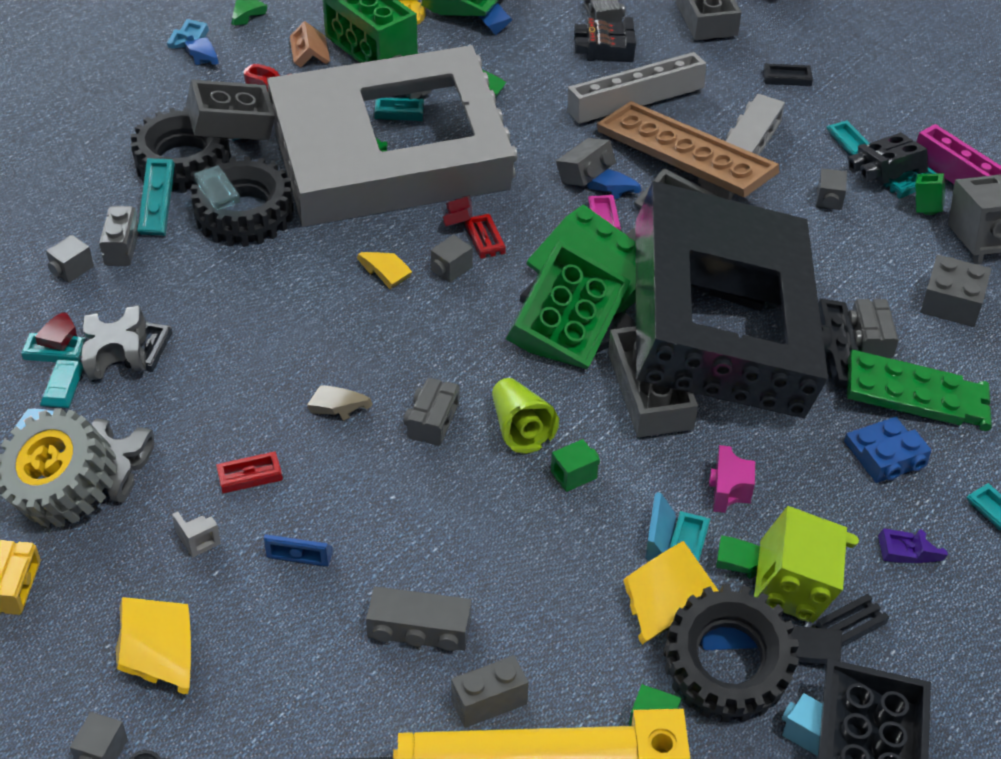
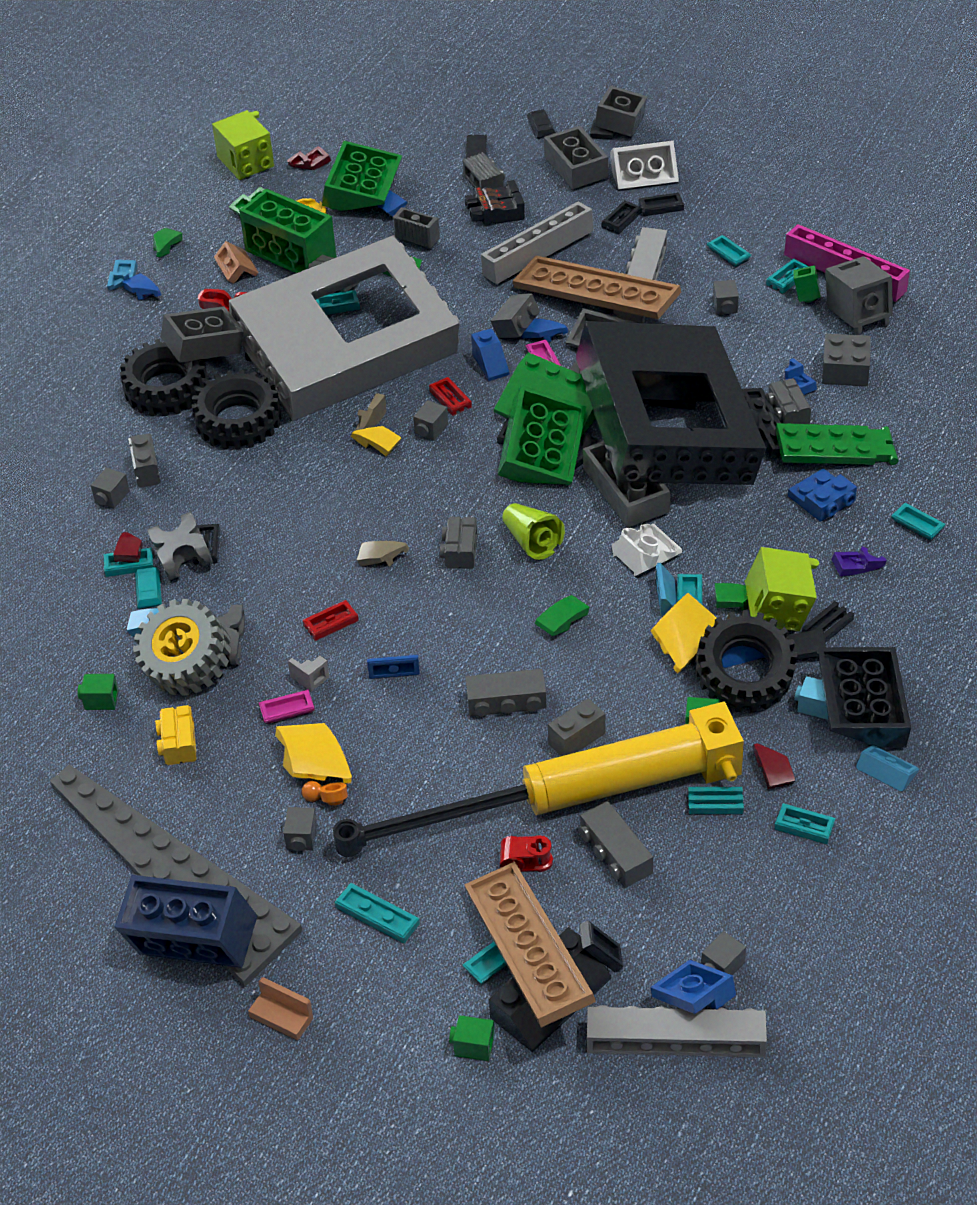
camera: 10 degrees left, 0 degrees up
(153, 571) = (286, 706): none -> dark pink tile
(155, 703) = (331, 793): none -> orange plate
(156, 197) = (162, 421): teal tile -> none
(217, 187) = (216, 402): clear light blue tile -> none
(392, 237) = (374, 413): none -> dark tan slope
(458, 210) = (421, 380): dark red slope -> none
(511, 46) = (416, 227): none -> dark grey brick
(520, 531) = (561, 614): none -> green slope
(543, 198) = (489, 354): none -> blue slope
(575, 465) = (586, 558): green brick -> none
(650, 468) = (644, 548): none -> white slope
(731, 479) = (710, 542): dark pink brick -> none
(742, 81) = (625, 218): none -> black tile
(780, 29) = (644, 165): none -> white slope
(889, 158) = (766, 261): black hips -> none
(898, 305) = (796, 371): none -> blue slope

